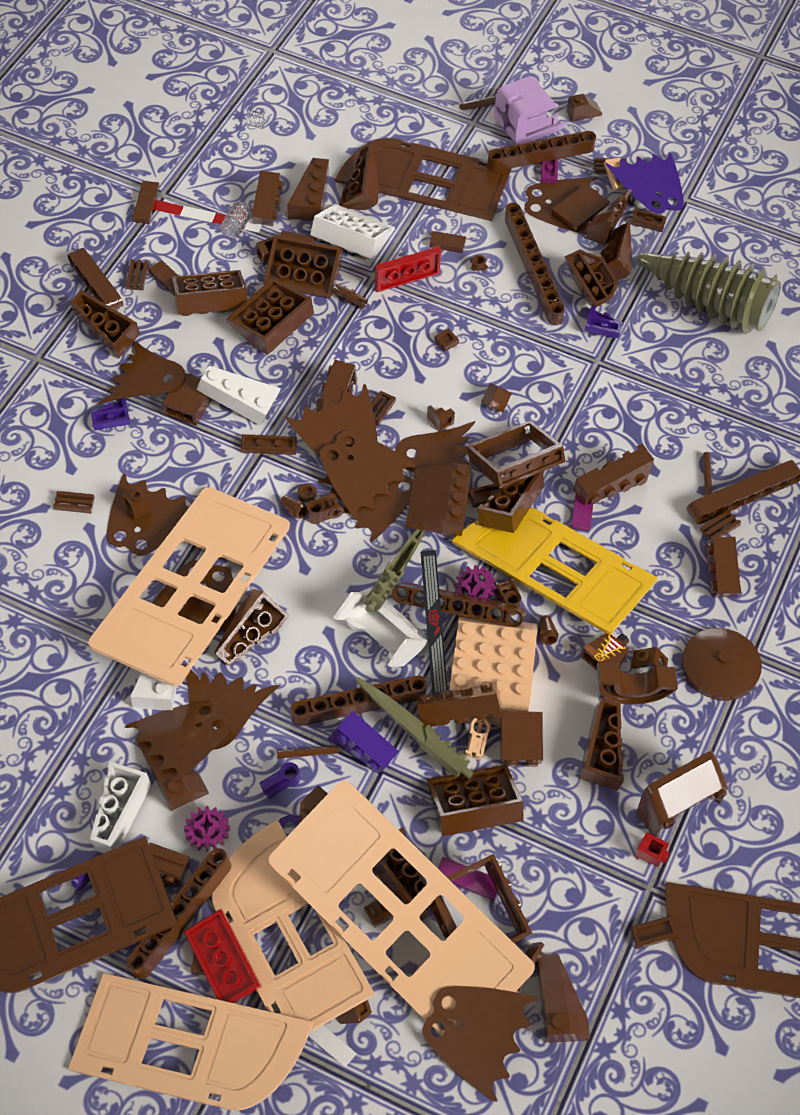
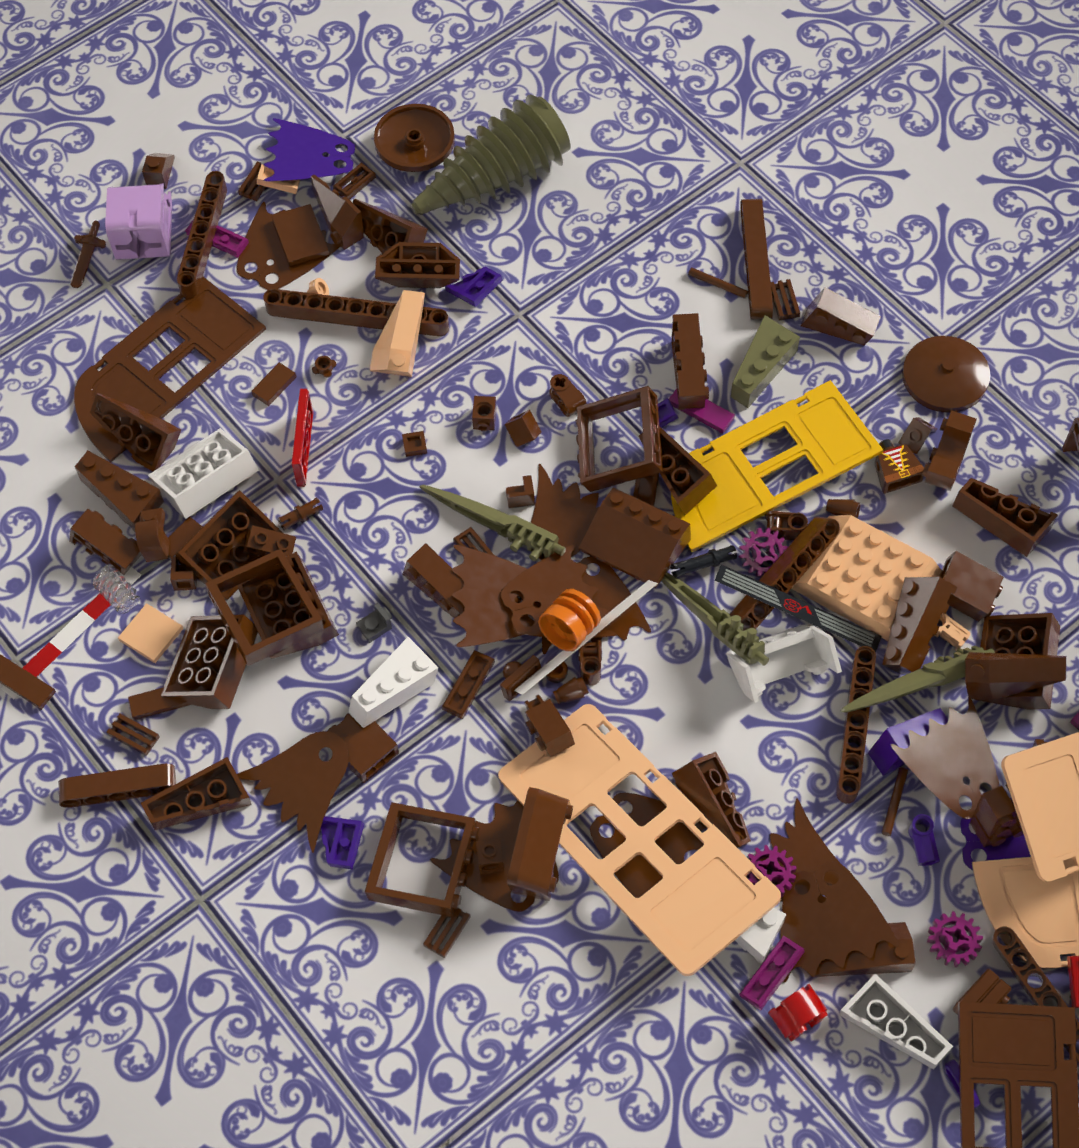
camera: 60 degrees left, 5 degrees up
(97, 735) = (798, 1011): none -> red brick
(114, 442) = (385, 849): none -> reddish brown window
(126, 713) = (772, 973): none -> magenta tile
(149, 510) = (538, 844): none -> reddish brown windscreen
(215, 679) = (781, 875): none -> magenta gear
(216, 253) = (150, 633): none -> light nougat tile
(216, 296) = (277, 642): none -> reddish brown window
(255, 500) = (548, 726): none -> reddish brown brick
(280, 217) = (150, 535): none -> reddish brown brick
(287, 372) = (375, 623): none -> dark grey bracket
(288, 470) = (517, 674): none -> reddish brown tile
(312, 283) = (265, 541): none -> reddish brown brick
(339, 495) = (557, 660): none -> white sticker
(341, 475) = (569, 619): none -> orange wheel
(362, 765) = (949, 755): none -> piece
(409, 420) = (511, 526): none -> olive piece
(446, 782) = (1002, 674): none -> reddish brown wedge
(451, 555) = (712, 558): none -> black pin
(494, 369) = (484, 405): none -> reddish brown brick
(520, 295) = (398, 341): none -> light nougat wedge
(540, 233) = (318, 286): none -> light nougat tile
(540, 411) = (565, 395): none -> reddish brown piece
(563, 481) = (666, 412): none -> dark purple tile
(648, 528) = (765, 358): none -> olive wedge
(707, 233) = (414, 137): none -> reddish brown dish

